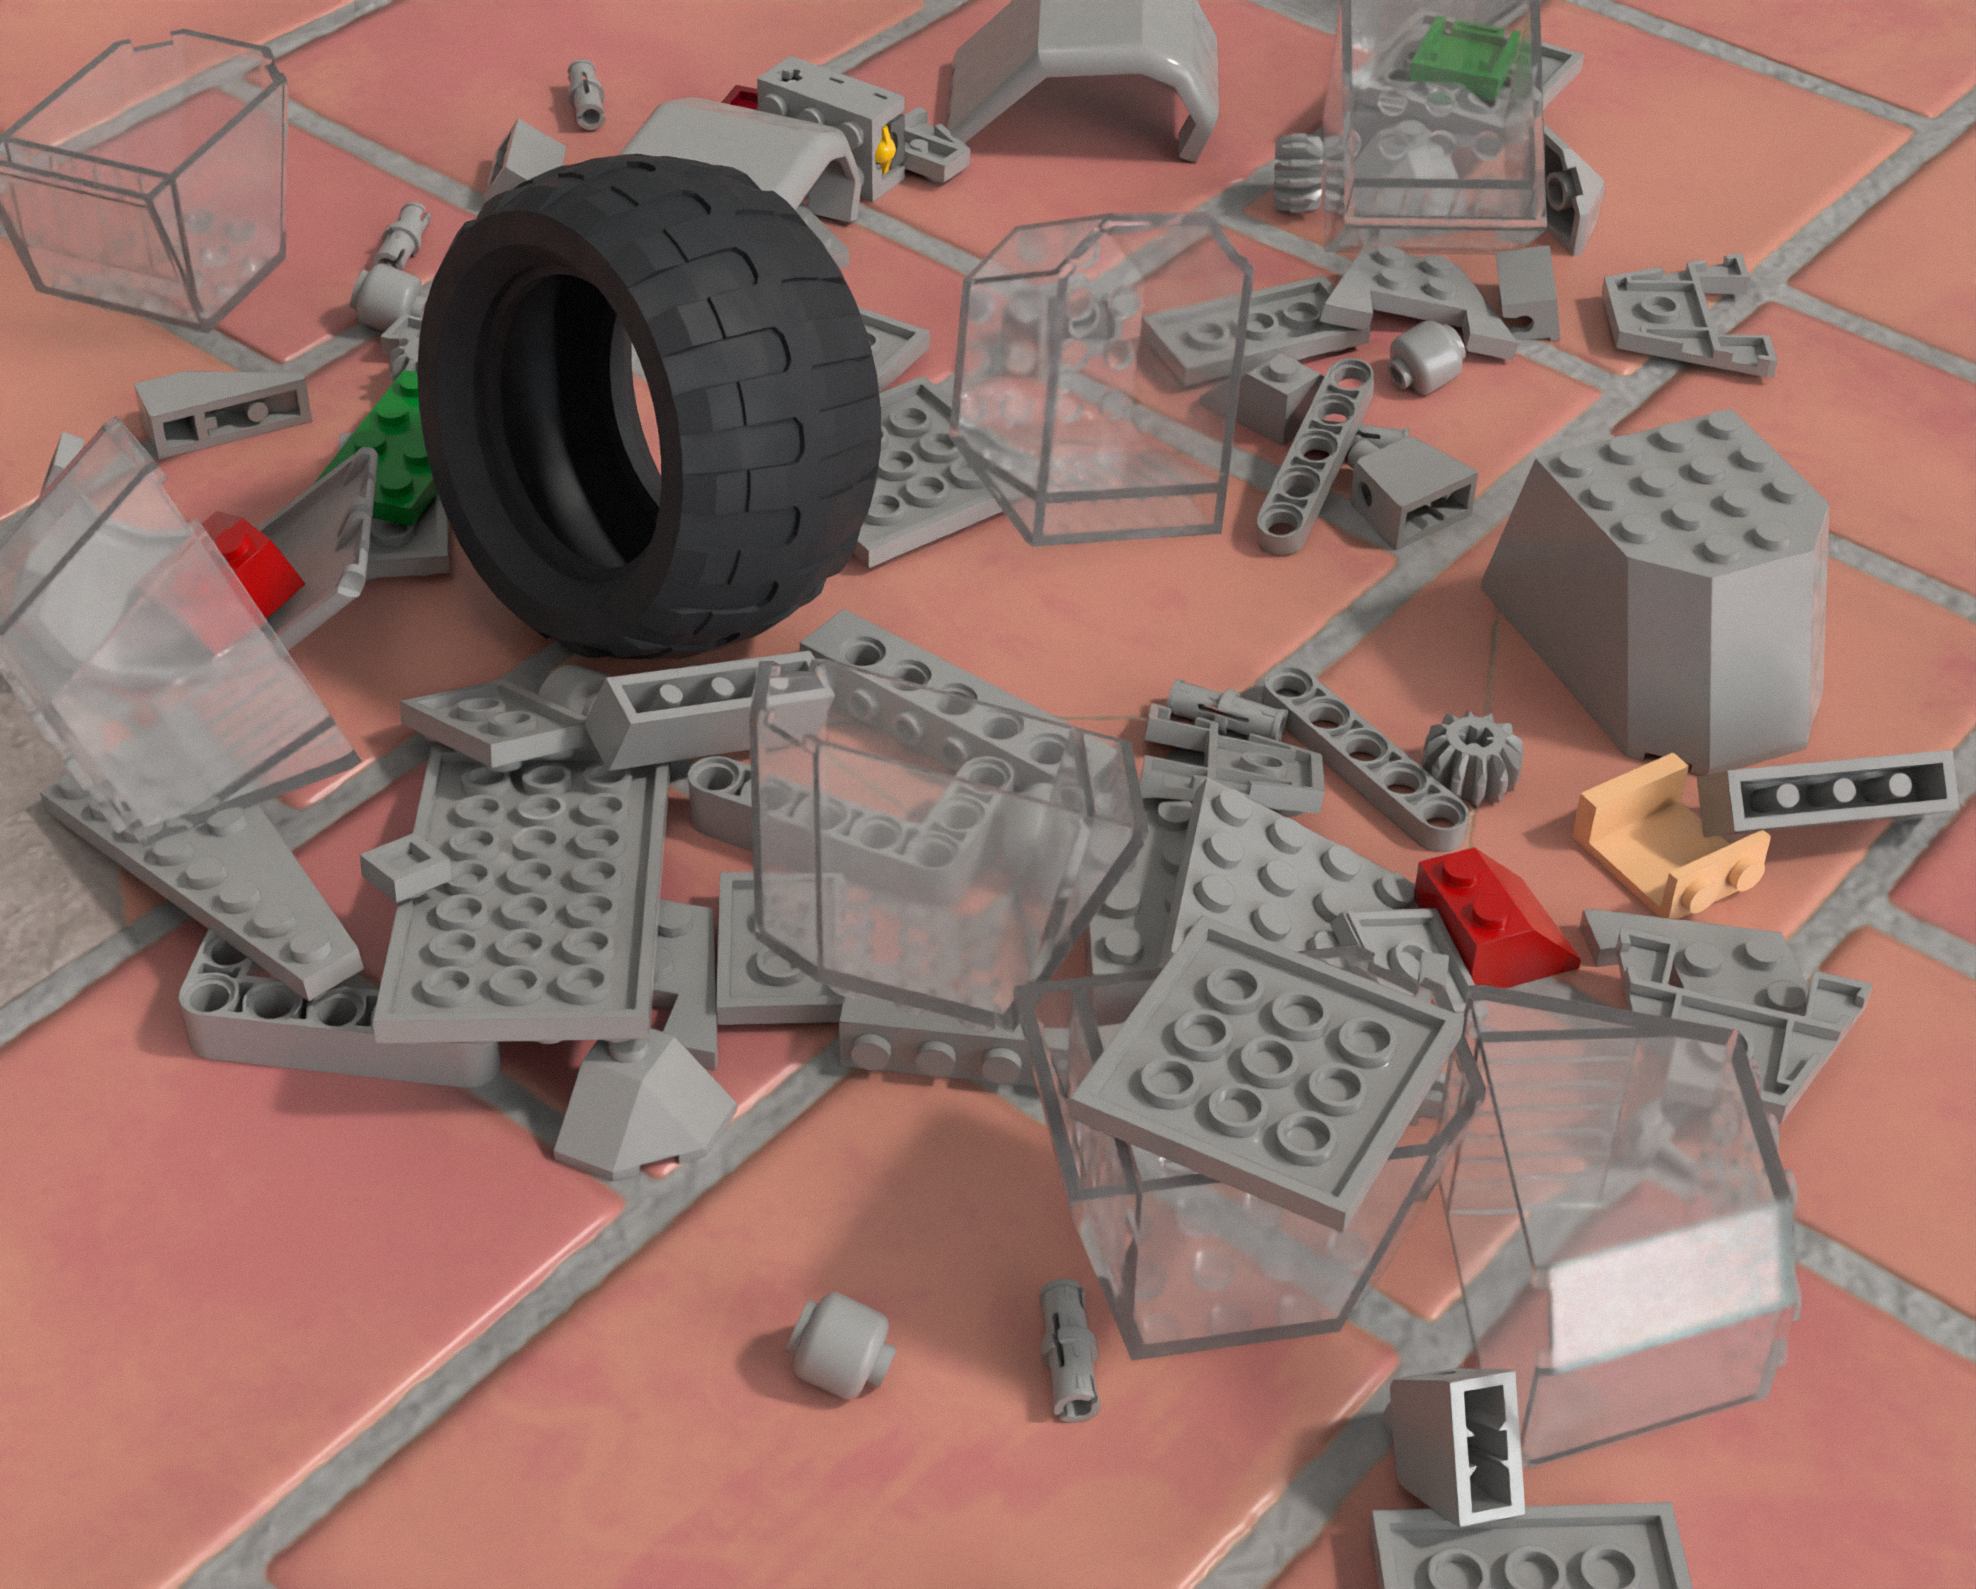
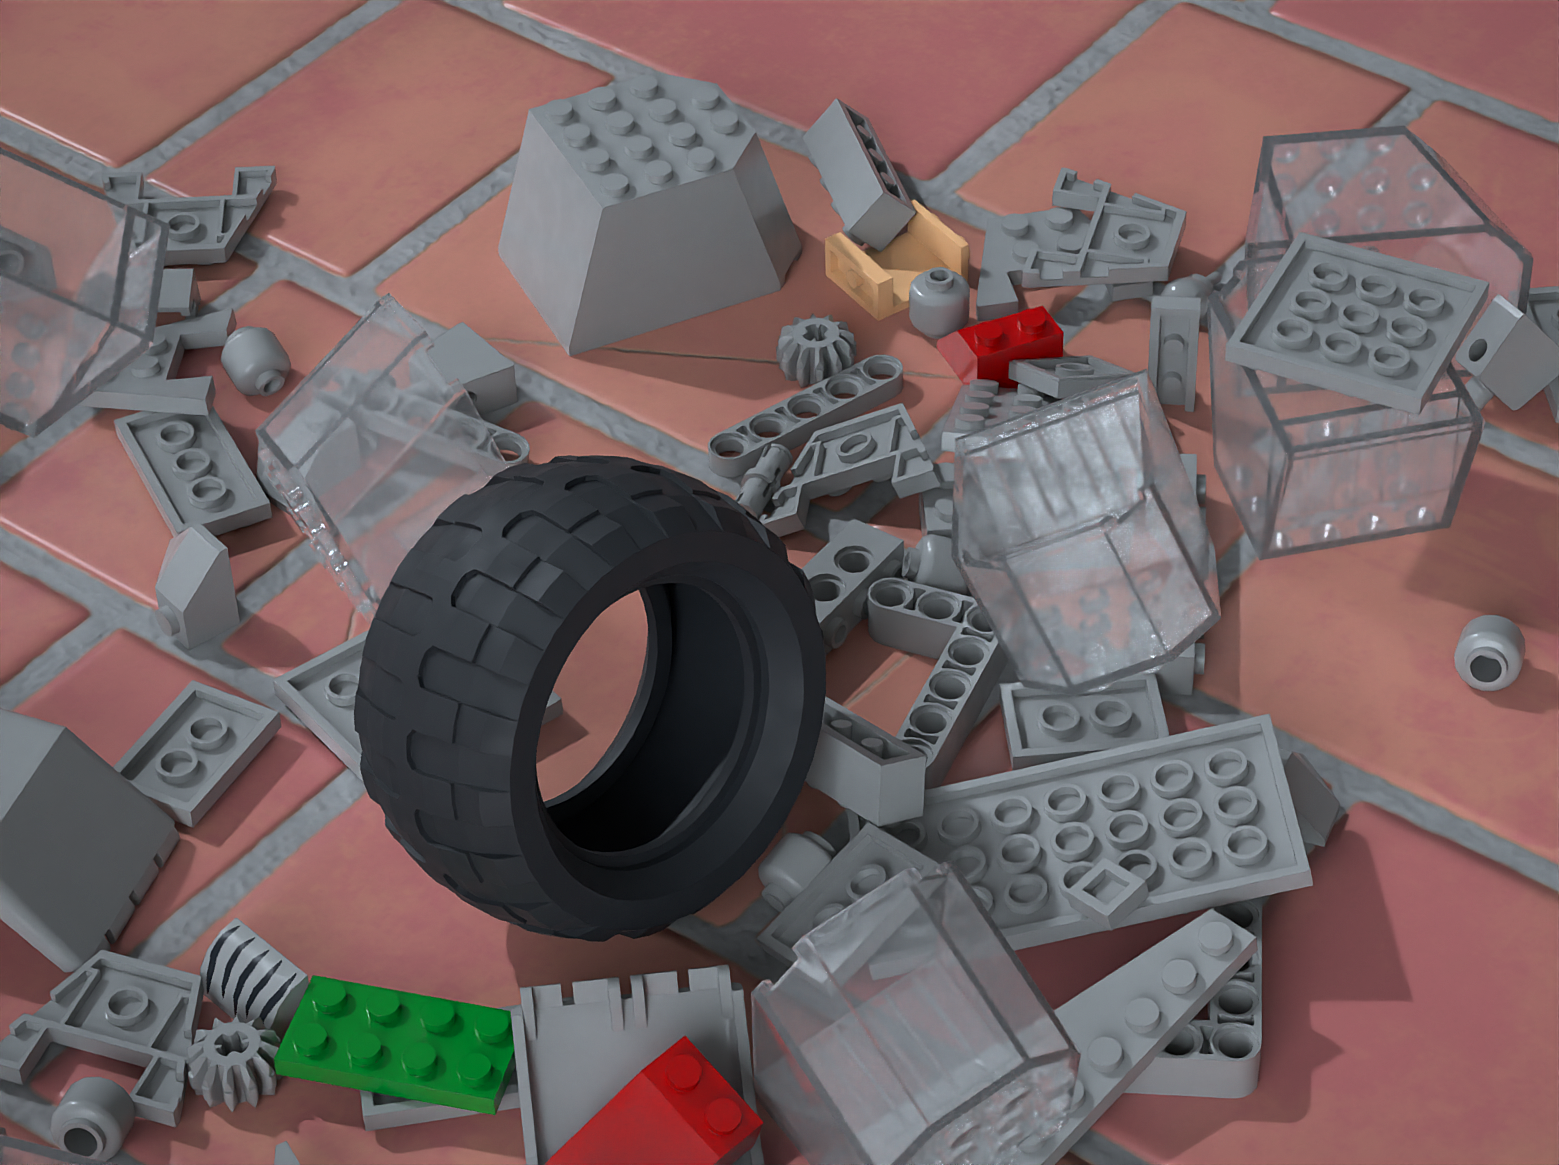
camera: 90 degrees left, 0 degrees up
(1069, 1351) = (1453, 551): light grey pin -> none
(1569, 861) = (939, 302): none -> light grey head

